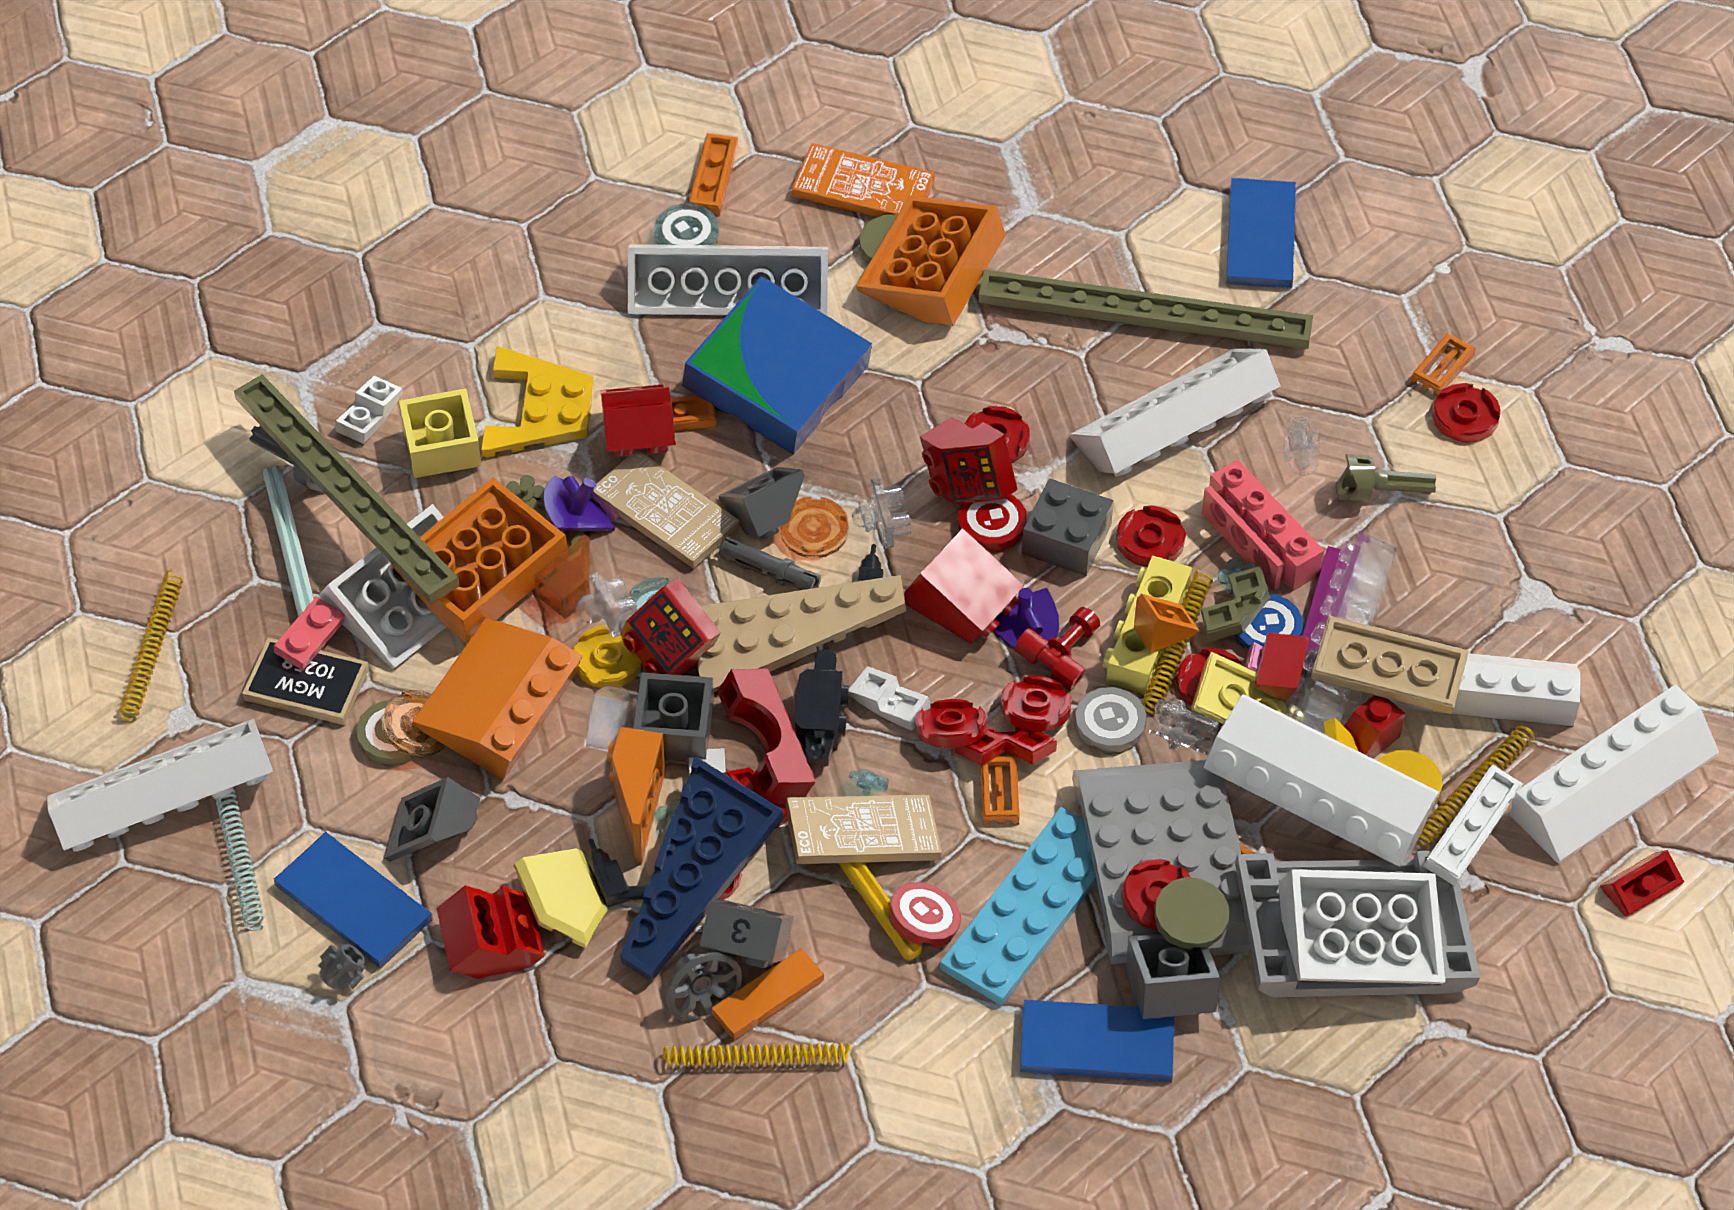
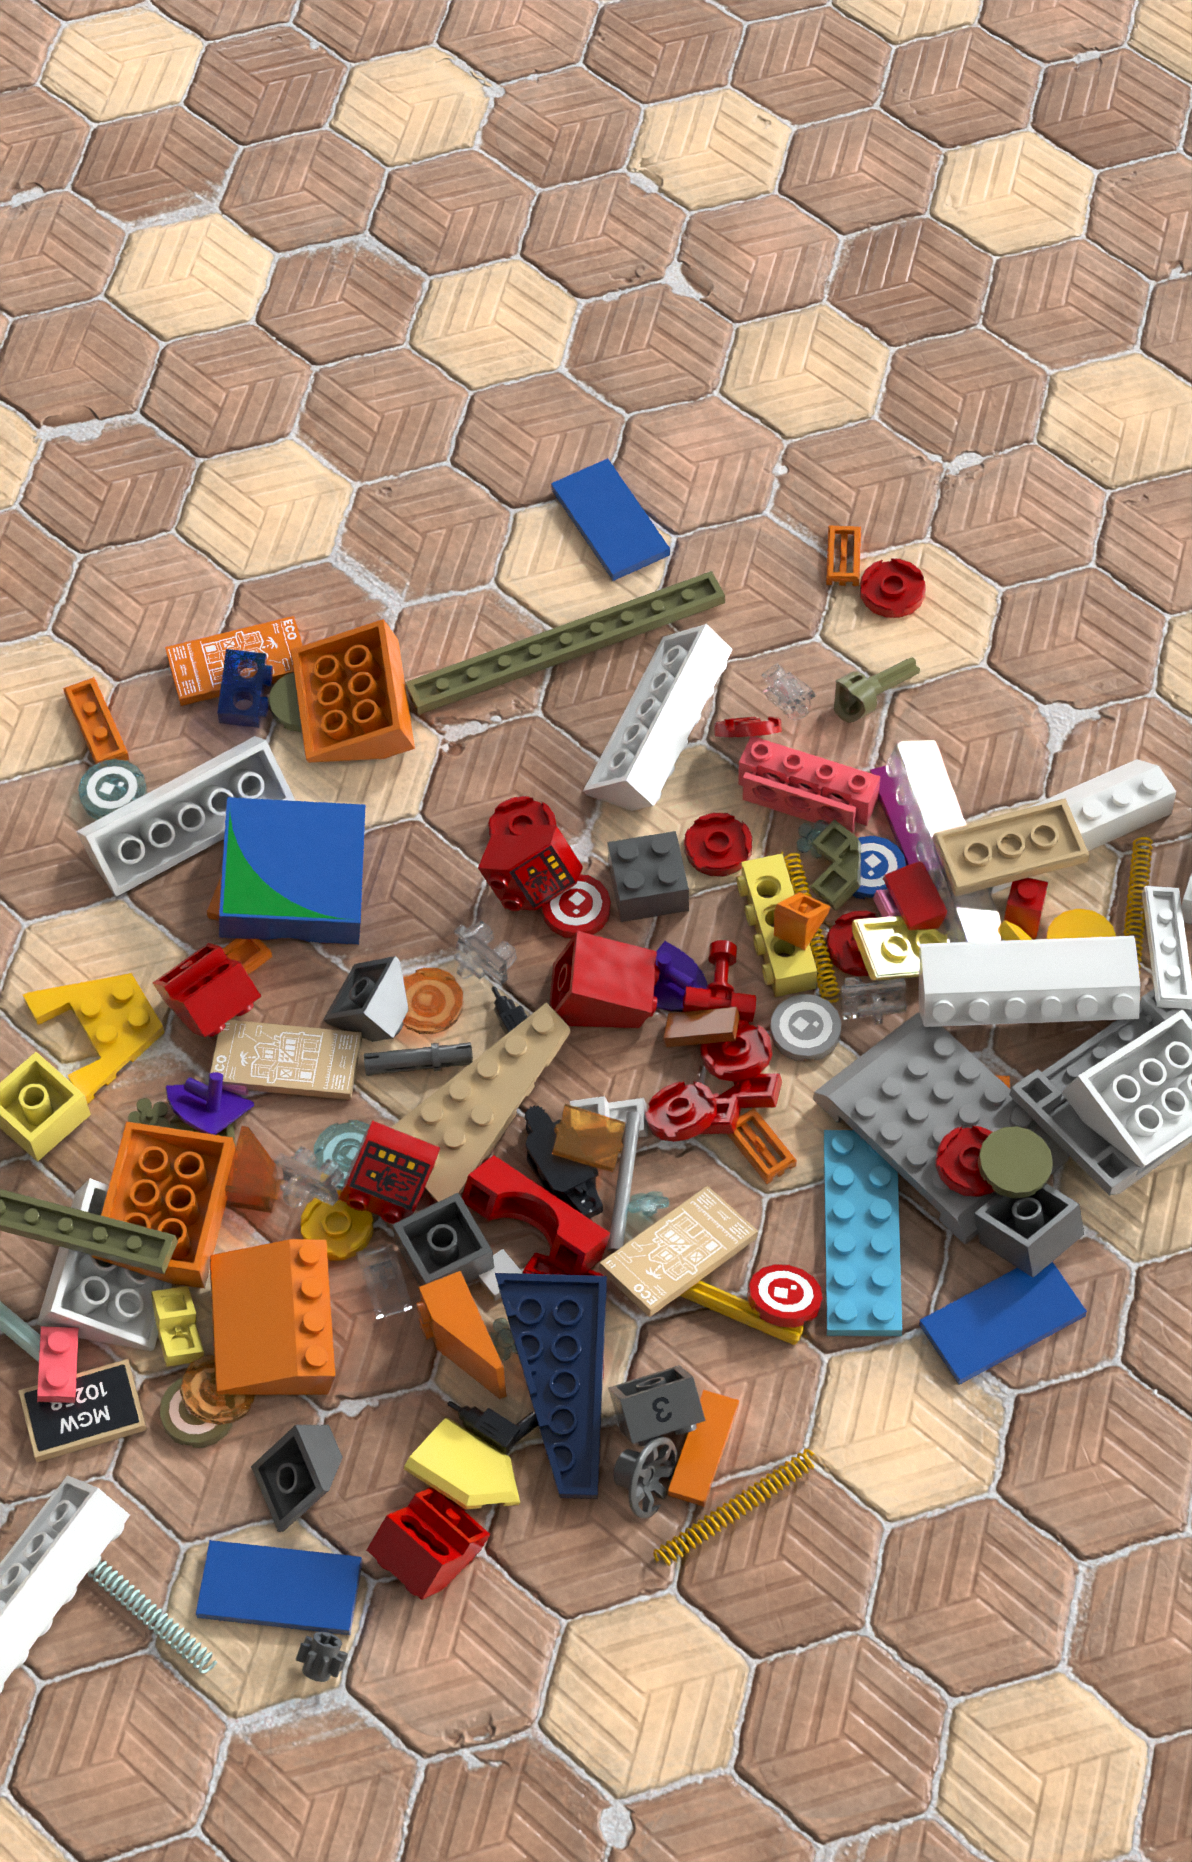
camera: 30 degrees left, 5 degrees up
(424, 658) = (177, 1325): none -> light yellow slope
(839, 201) = (237, 688): none -> clear blue brick
(854, 699) = (588, 1138): none -> clear orange piece
(865, 749) = (624, 1181): none -> light grey bar
(1019, 668) = (701, 1027): none -> dark orange tile
(1243, 453) = (747, 727): none -> red tile

